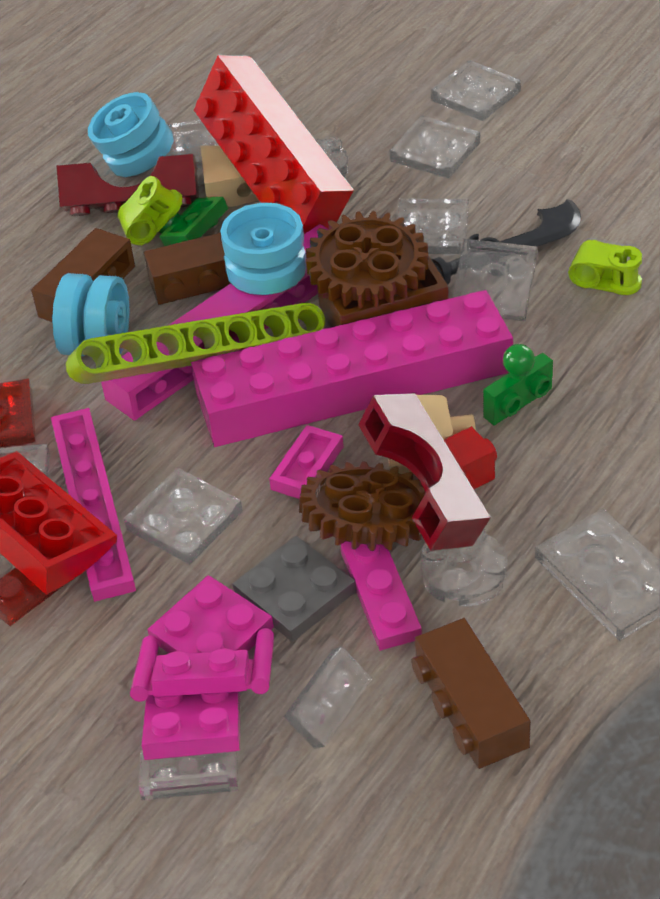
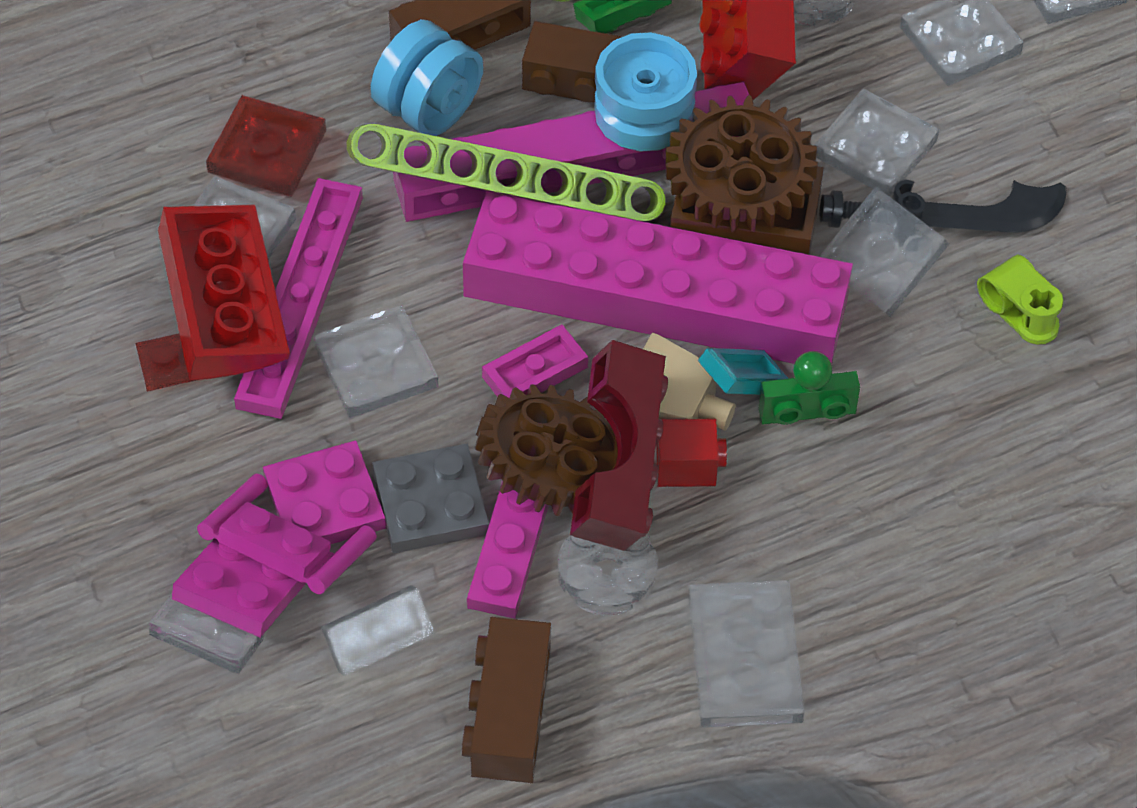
camera: 25 degrees right, 10 degrees up
(459, 389) = (740, 369): none -> teal tile

